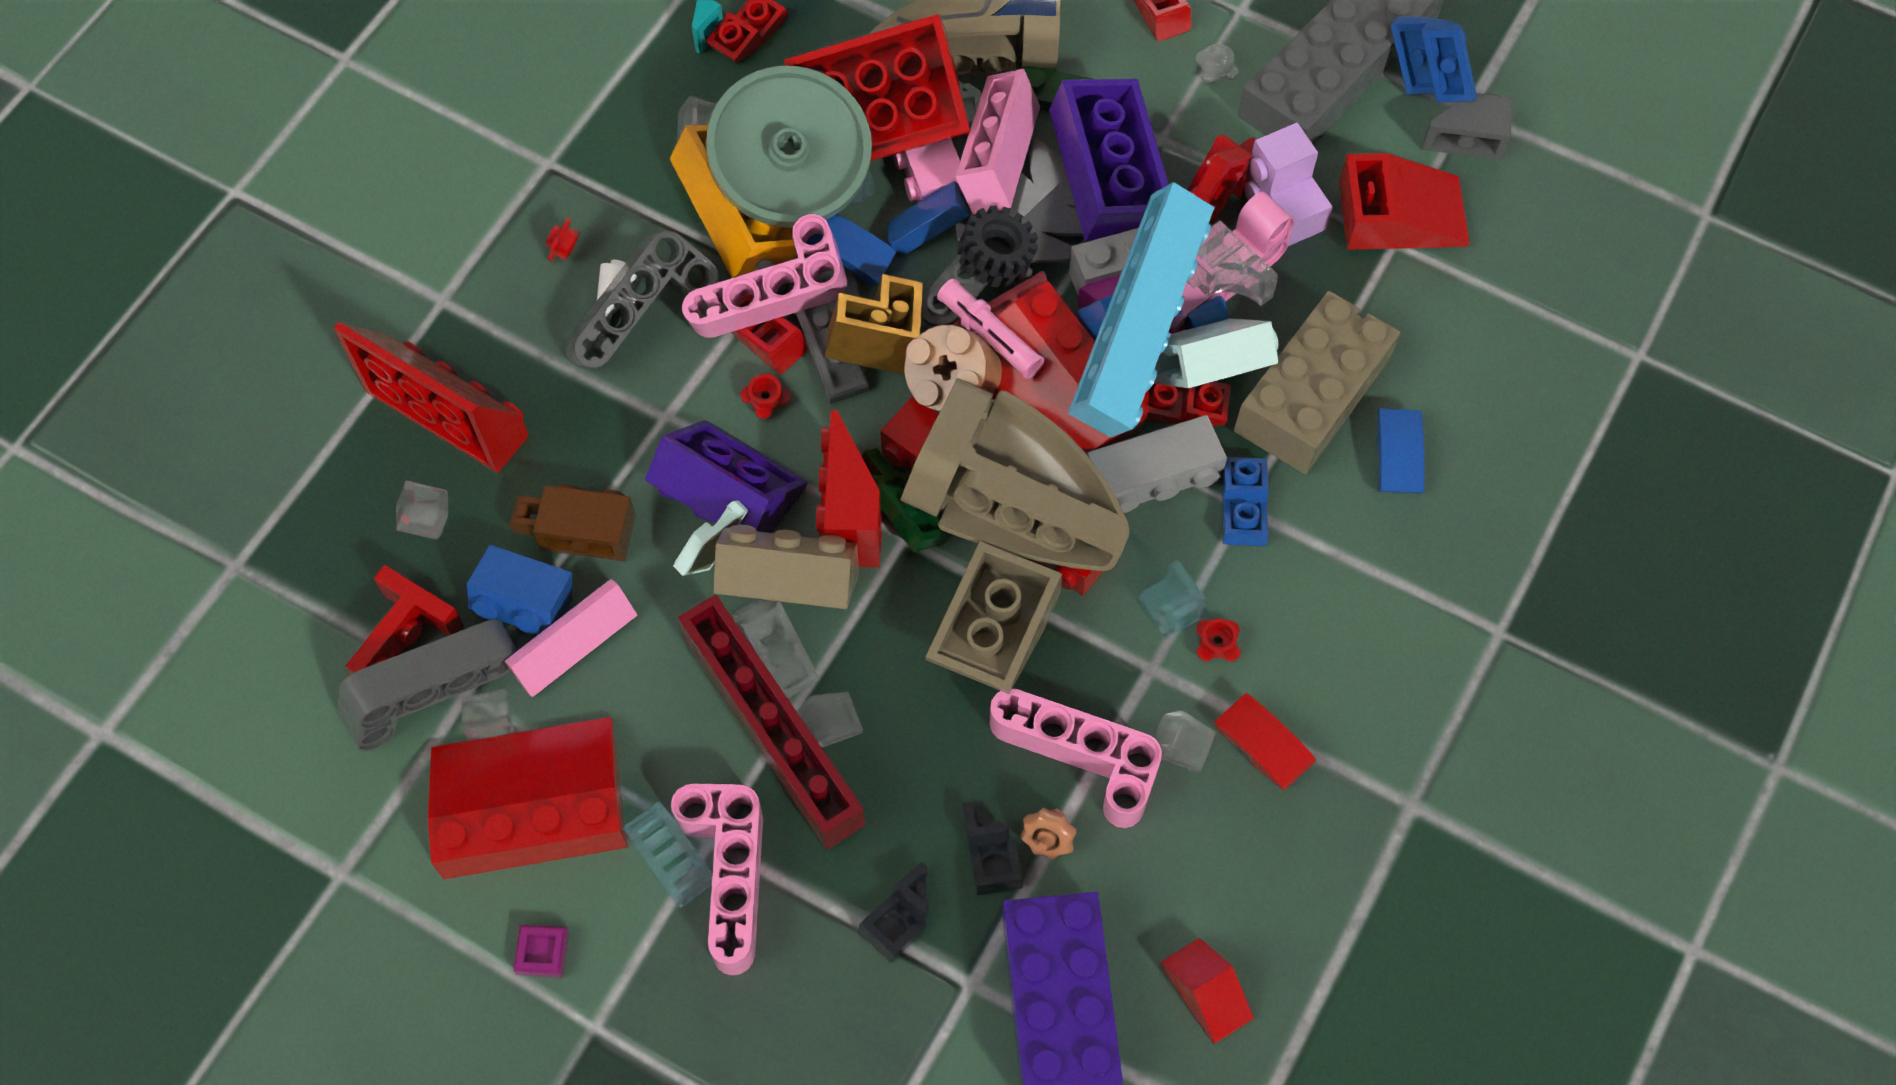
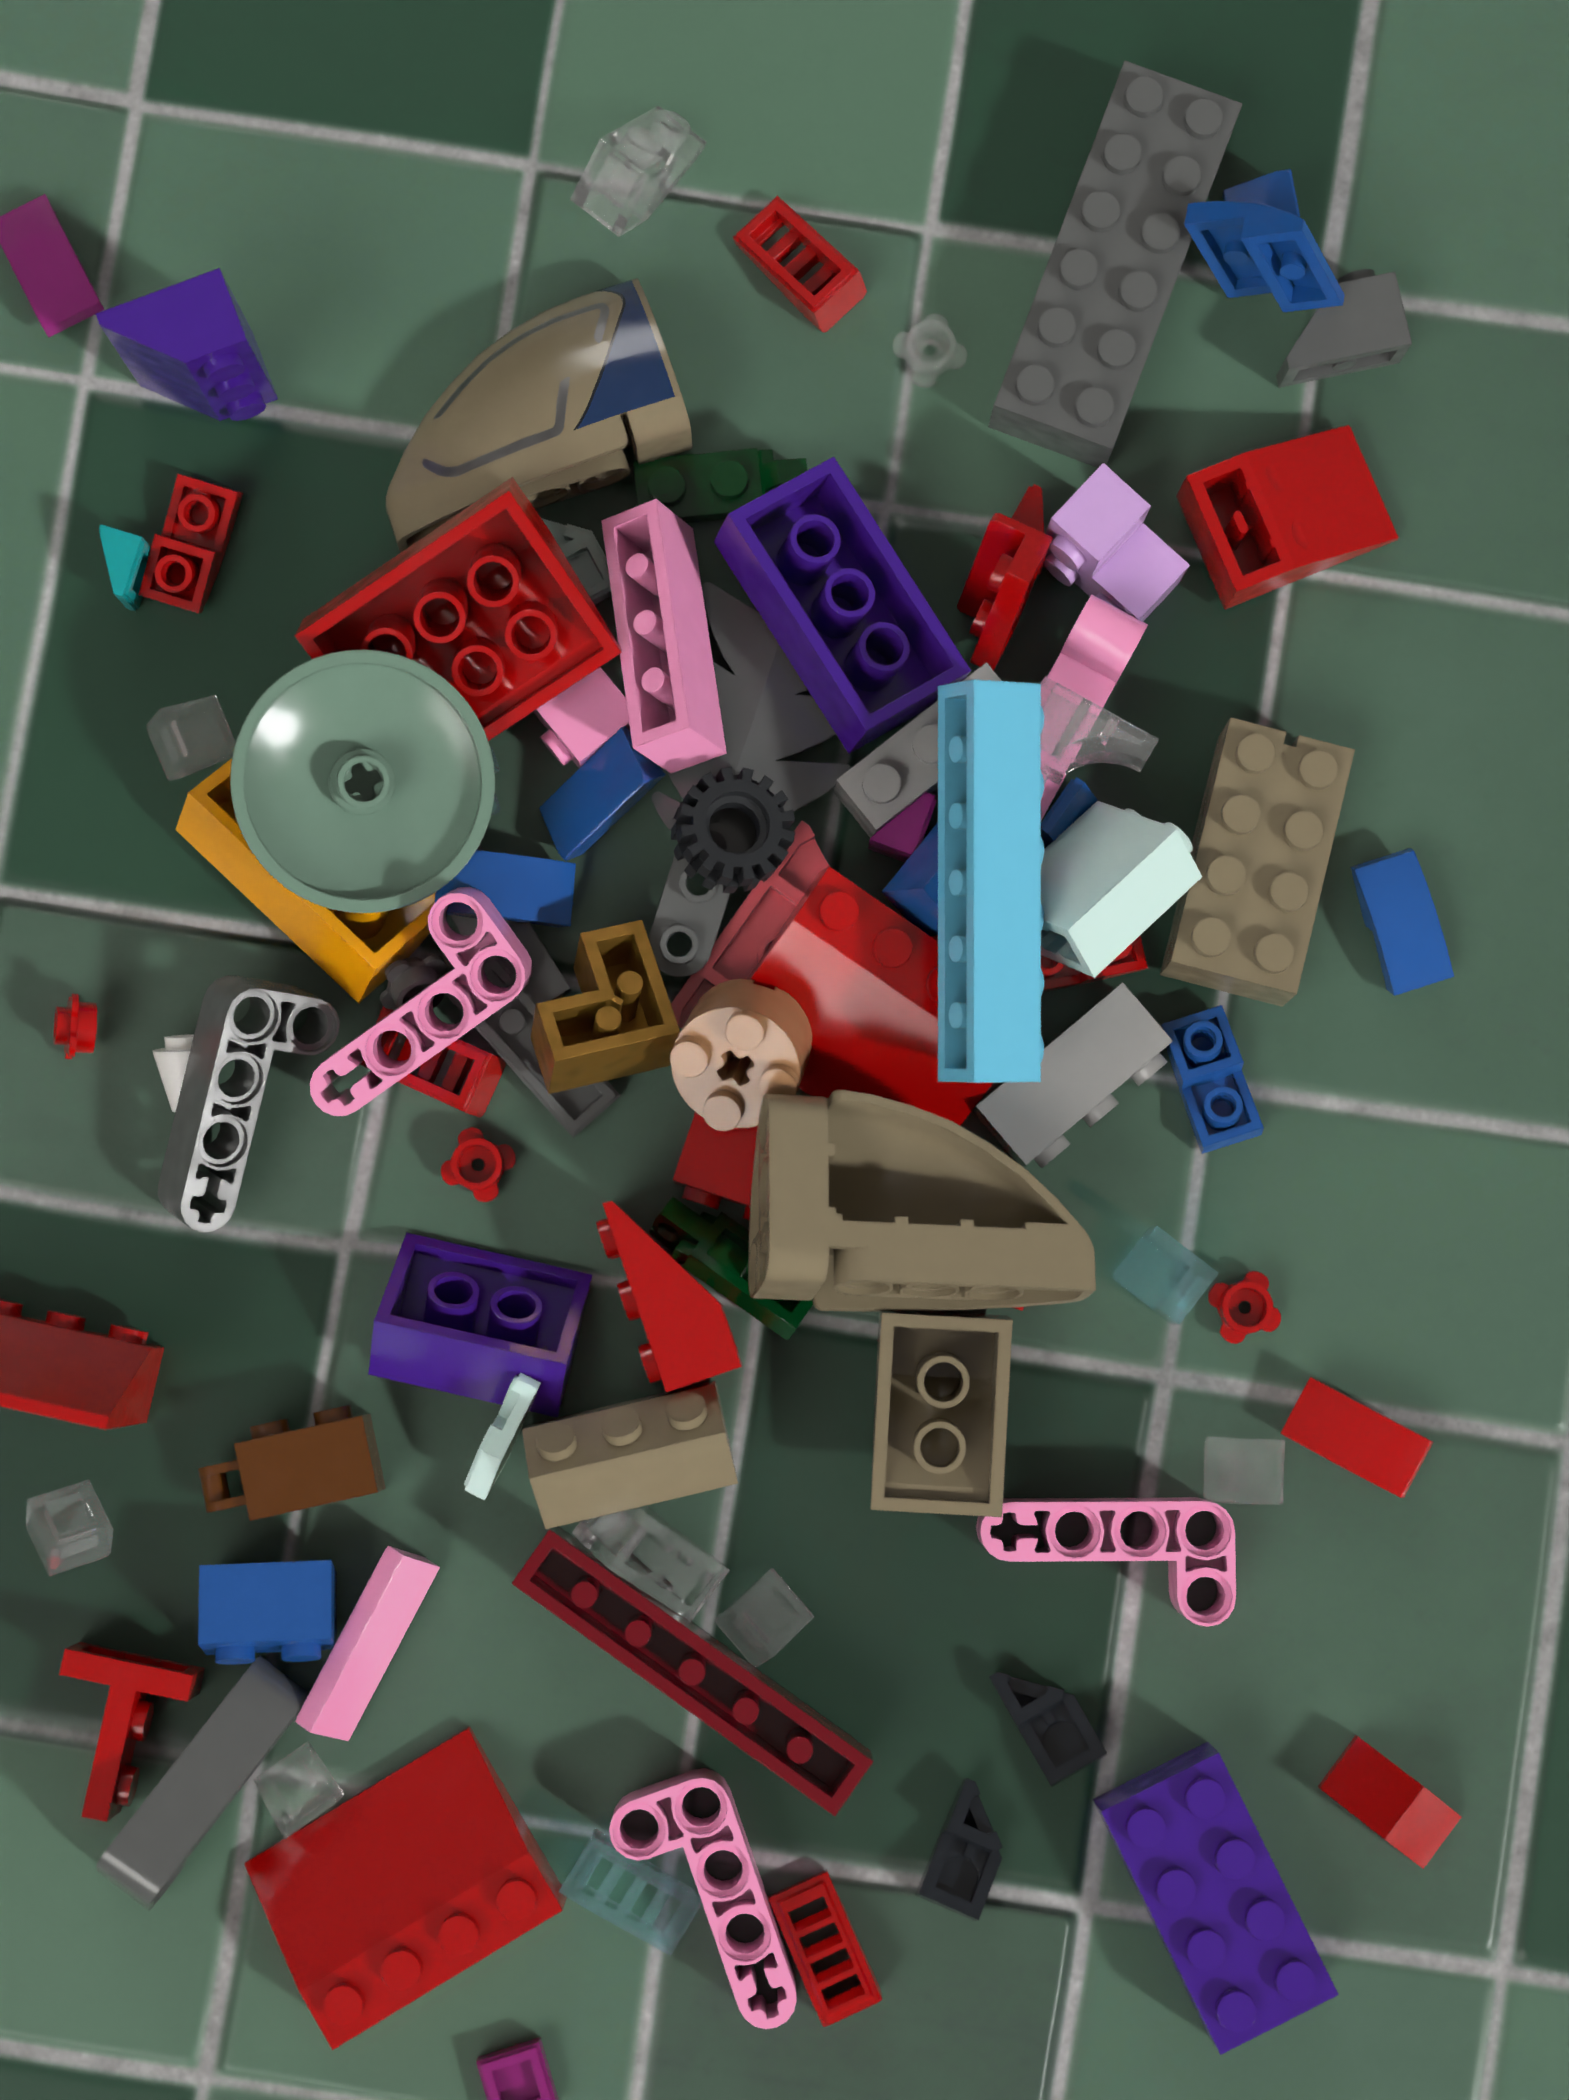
camera: 25 degrees left, 20 degrees up
(783, 975) = (851, 2000): none -> red slope
(977, 316) = (762, 968): bright pink pin -> none
(1048, 833) = (1118, 1674): nougat piece -> none

